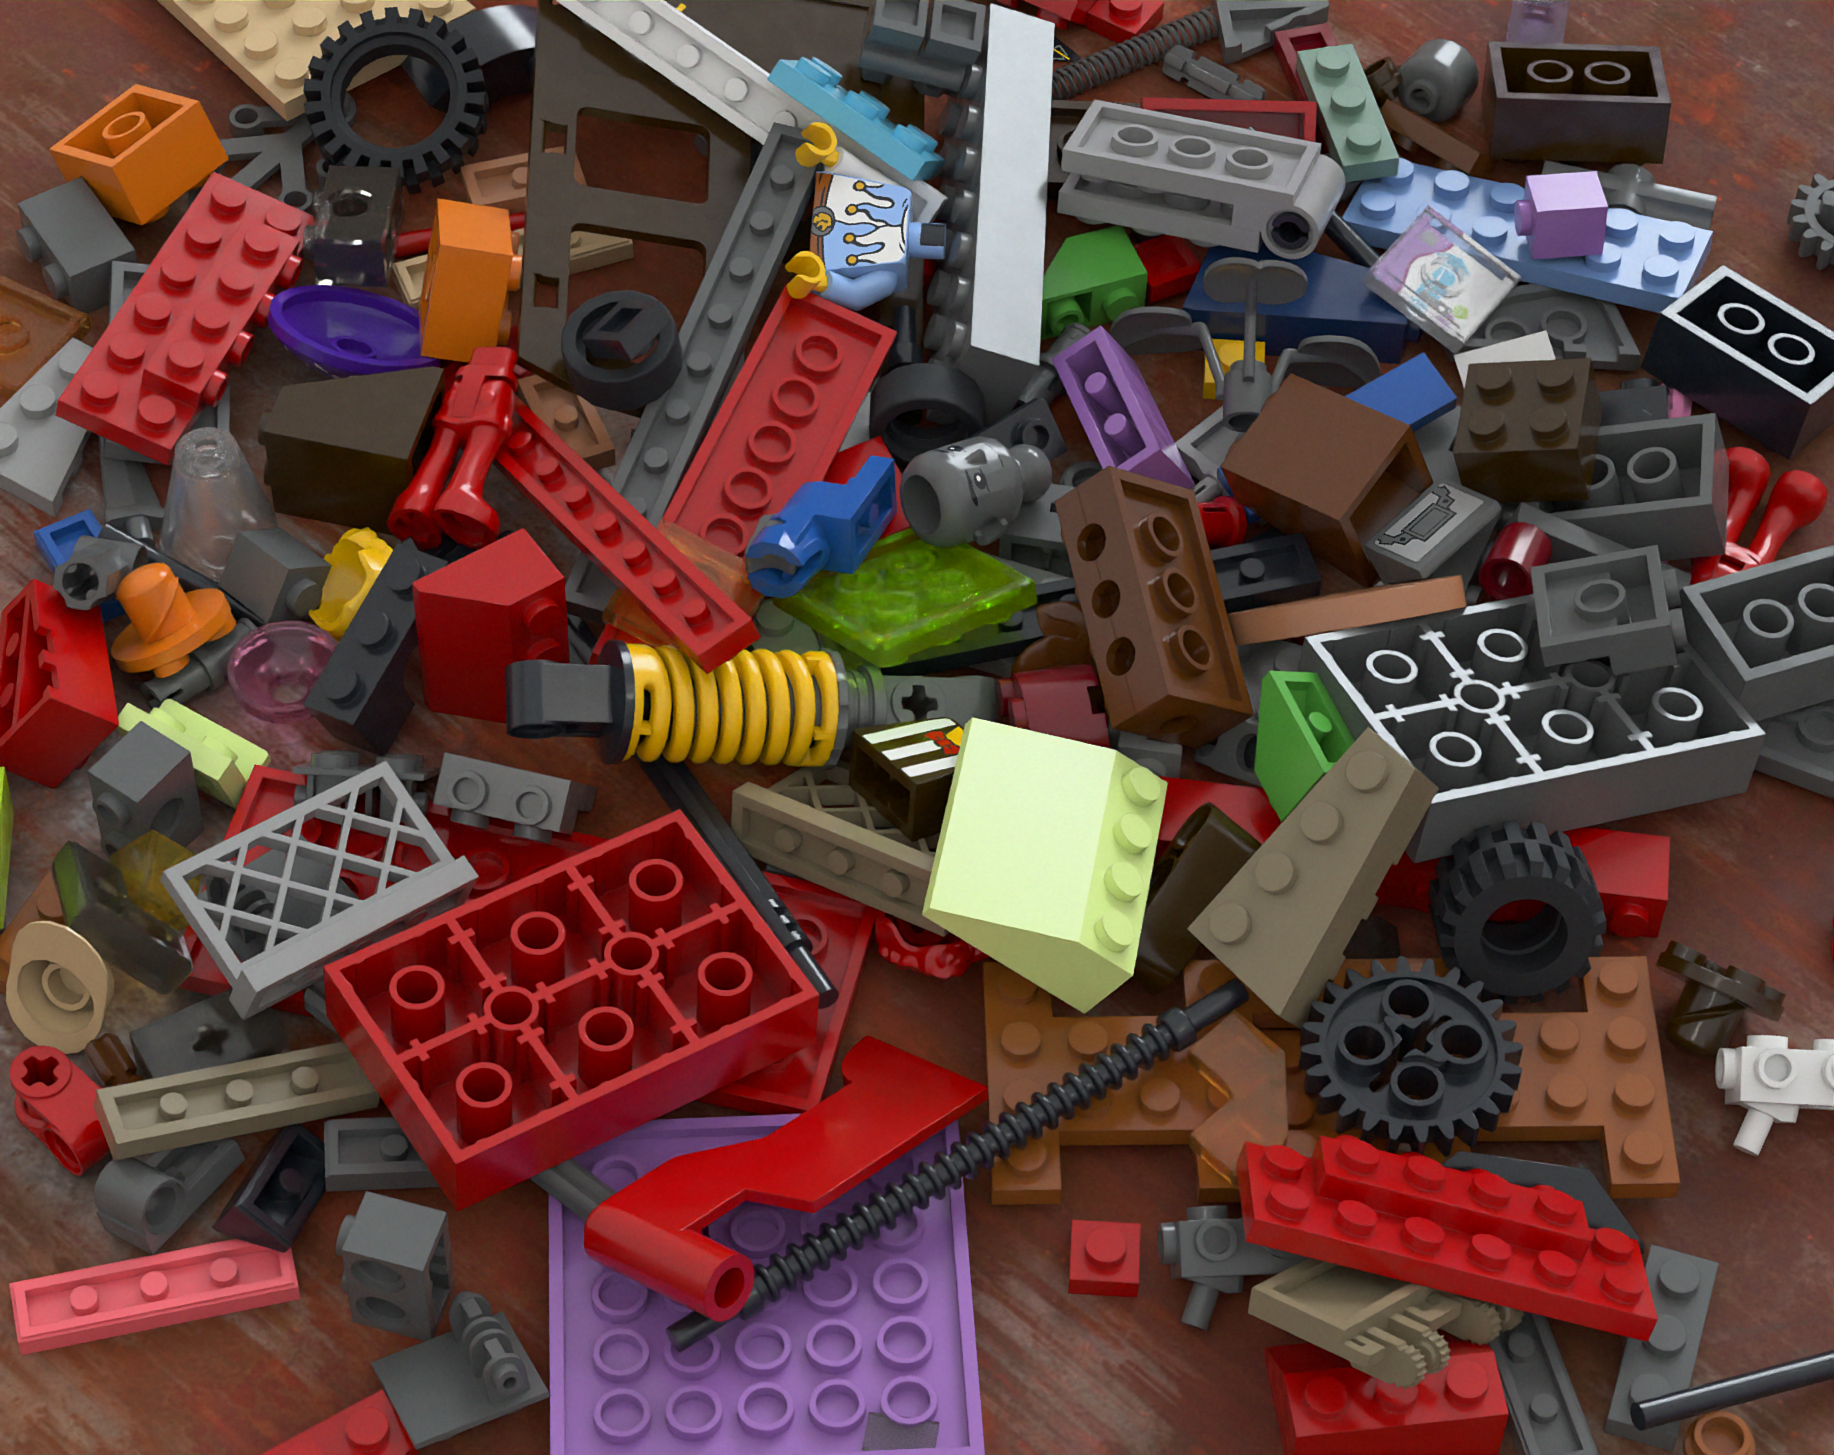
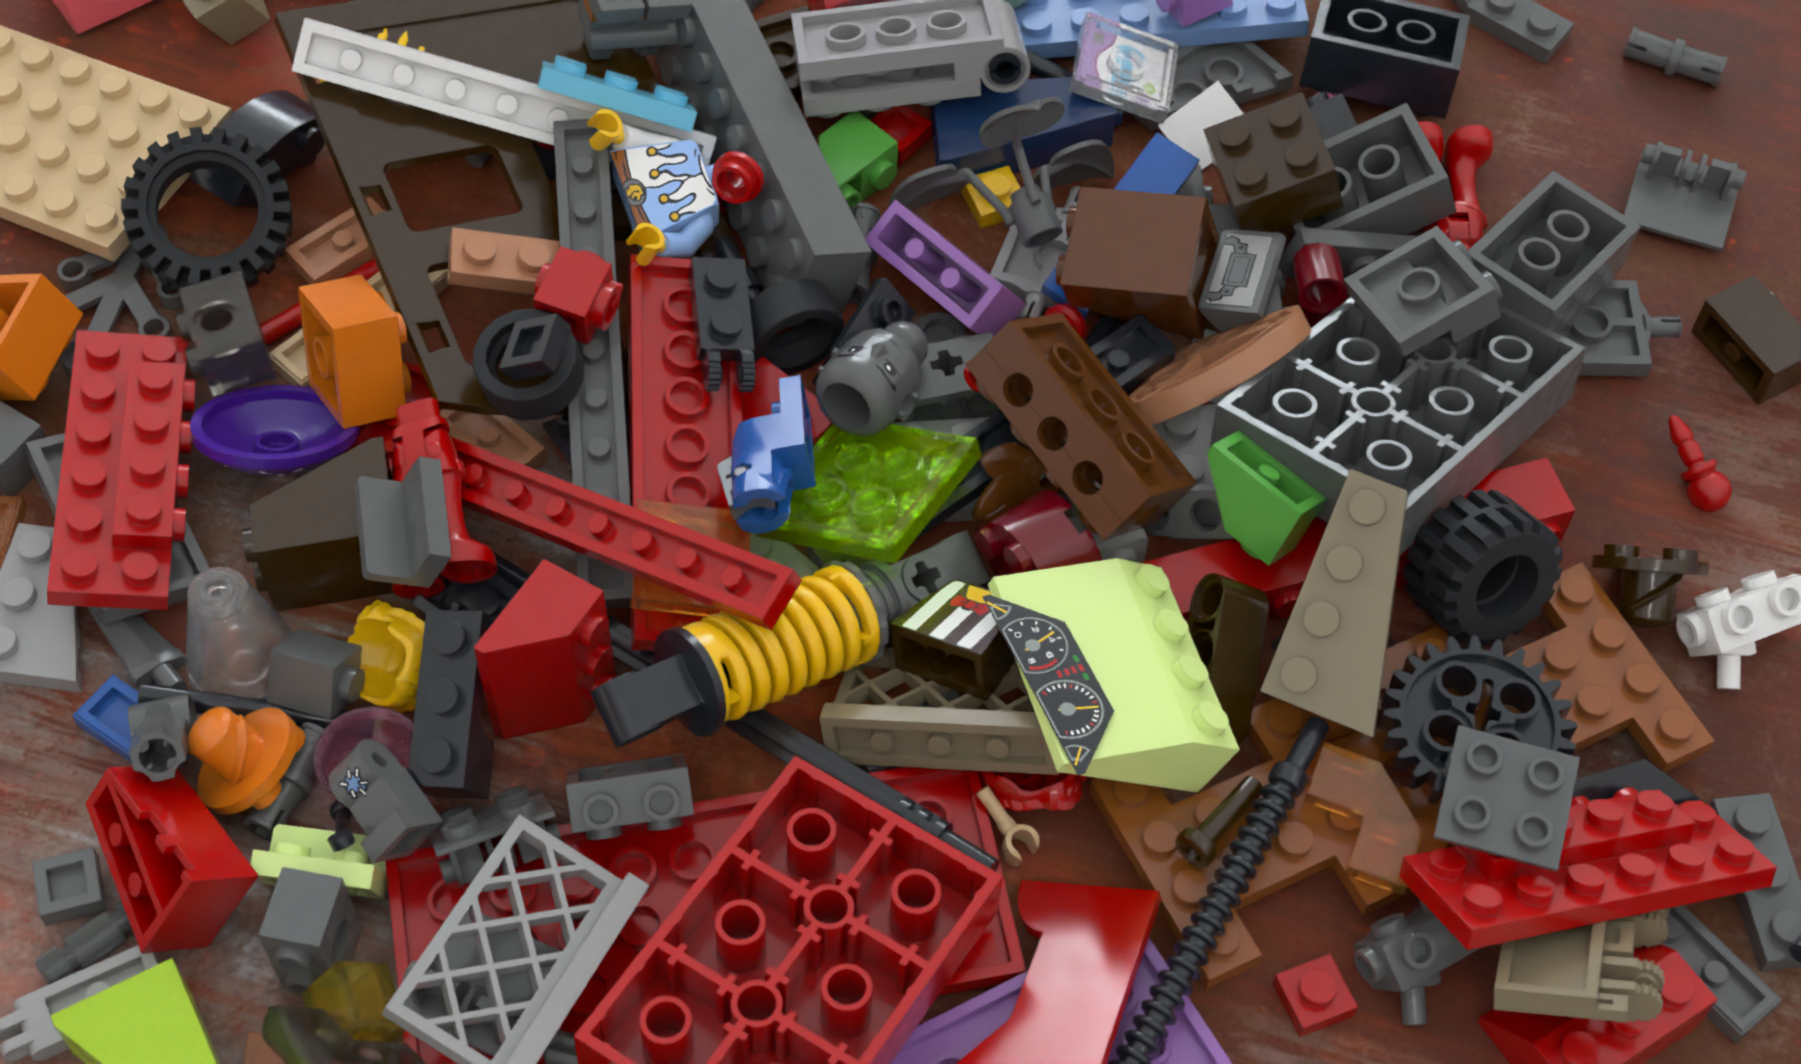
camera: 25 degrees left, 5 degrees up
(235, 716) = (342, 837): none -> black hinge
(271, 708) = (383, 801): none -> dark grey leg
(413, 456) = (404, 526): none -> dark grey panel
(653, 245) = (497, 260): none -> nougat plate
(705, 297) = (580, 291): none -> red brick
(848, 378) = (722, 320): none -> black hinge
(879, 983) = (1008, 828): none -> tan hand
(934, 242) = (737, 188): none -> red plate
(975, 829) = (1057, 677): none -> black sticker
(1049, 1054) = (1199, 844): none -> dark brown piece
(1376, 1119) = (1506, 798): none -> dark grey hinge

